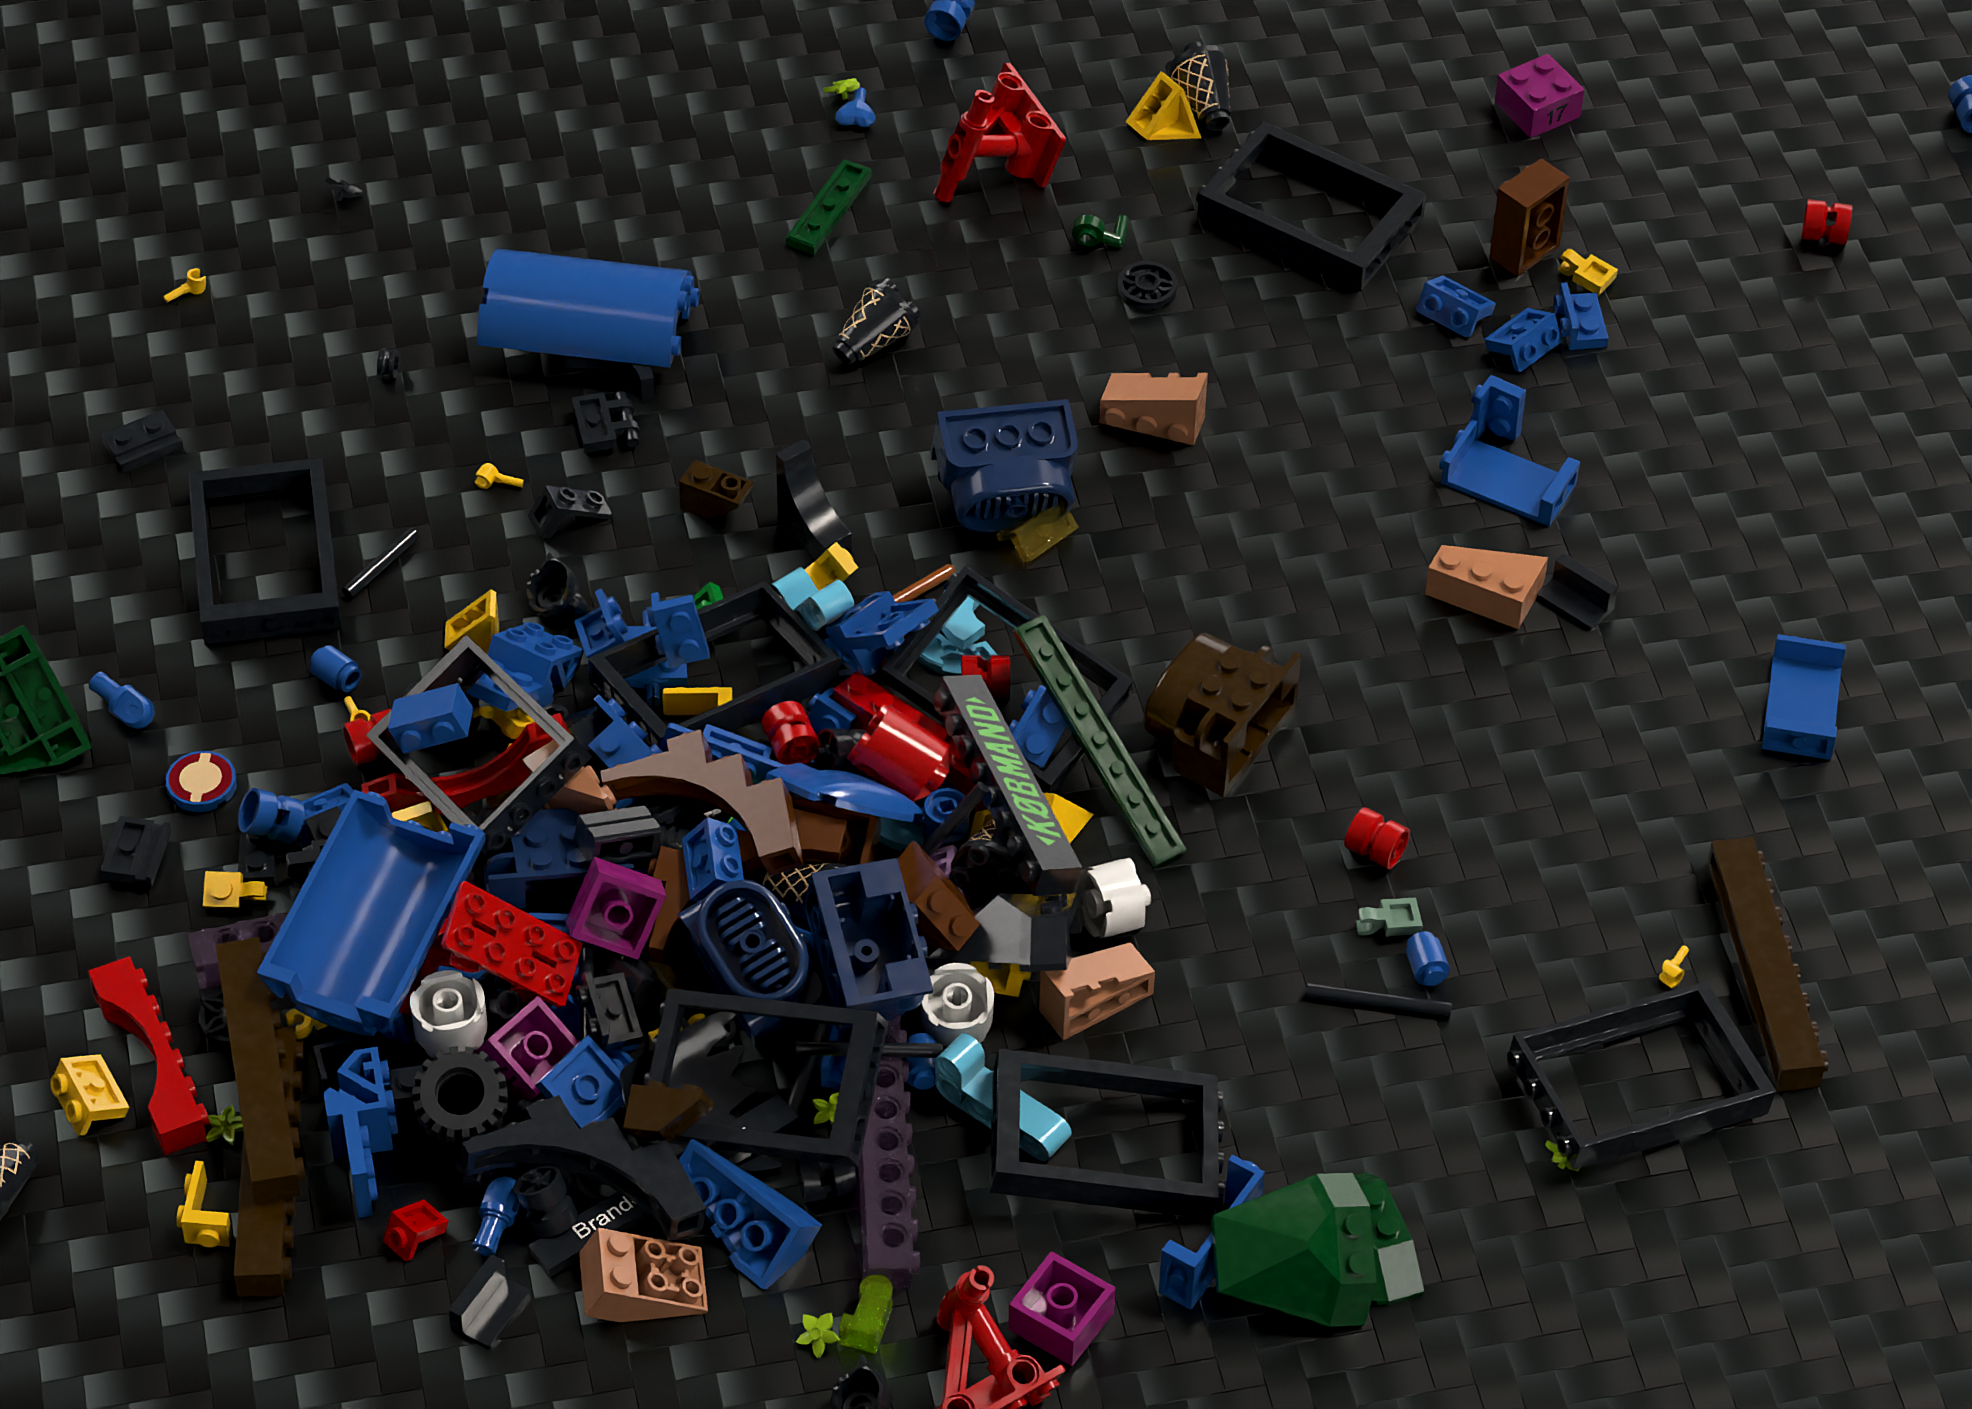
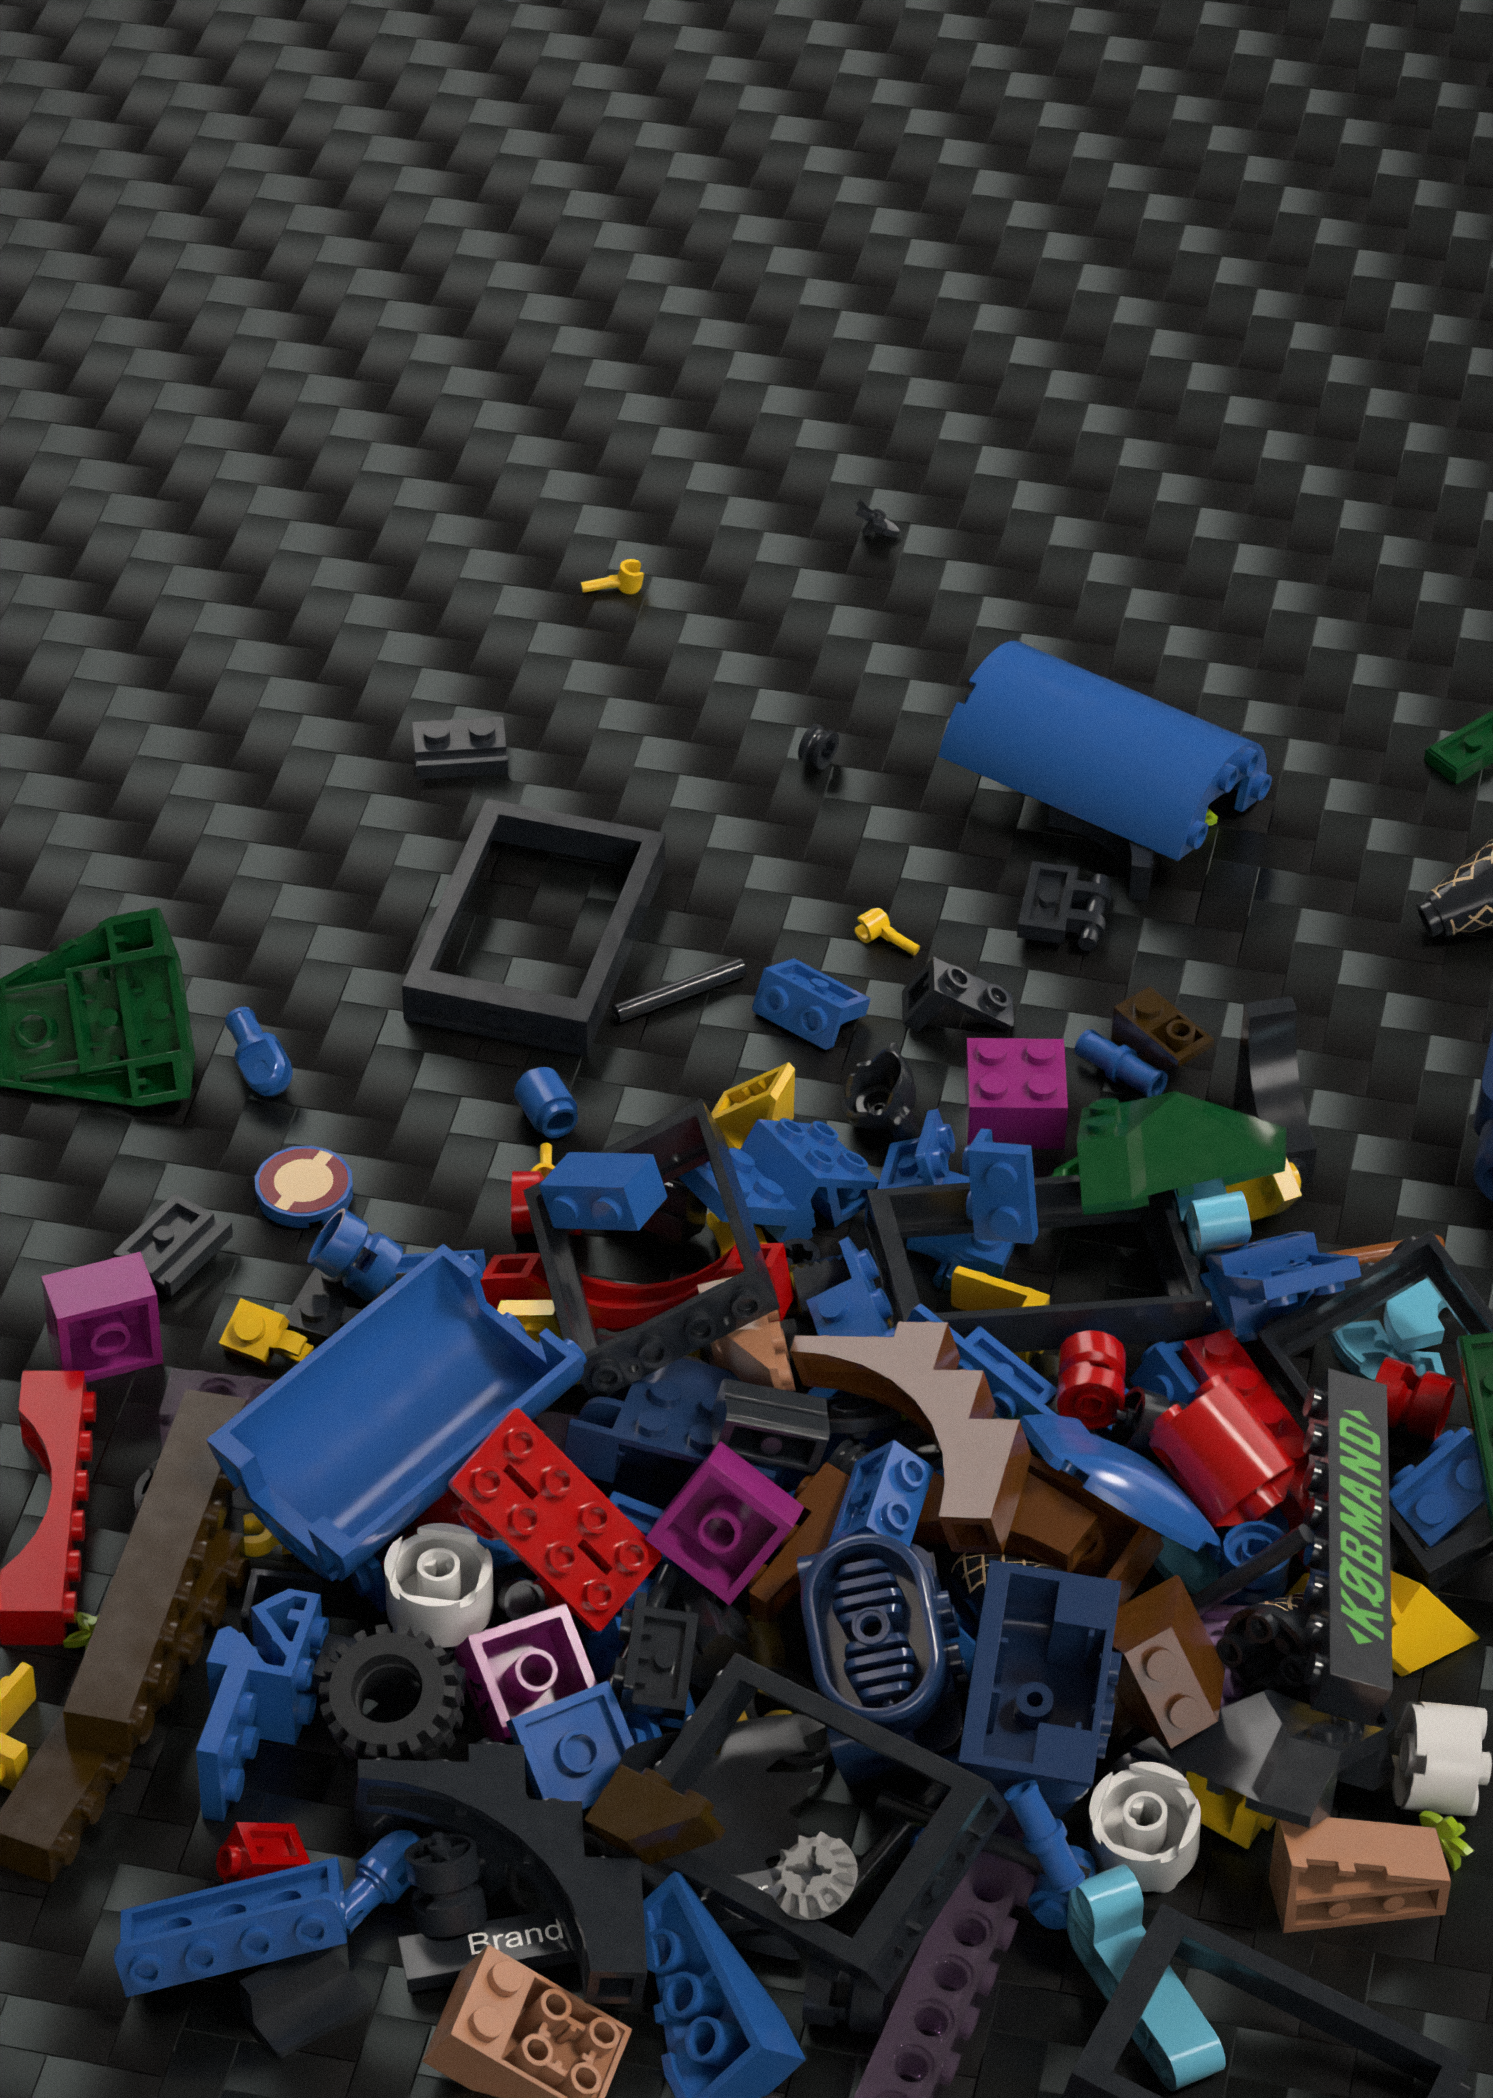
camera: 25 degrees right, 5 degrees down
(122, 916) = (103, 1317): none -> magenta brick
(425, 1277) = (231, 1927): none -> blue bracket
(471, 543) = (807, 1002): none -> blue bracket
(640, 560) = (1017, 1091): none -> magenta brick
(695, 517) = (1121, 1063): none -> blue pin
(765, 564) = (1169, 1145): none -> dark green wedge
(799, 1118) = (826, 1891): none -> light grey gear
(913, 1033) = (1044, 1836): none -> blue pin
(1136, 940) = (1448, 1833): none -> lime plant

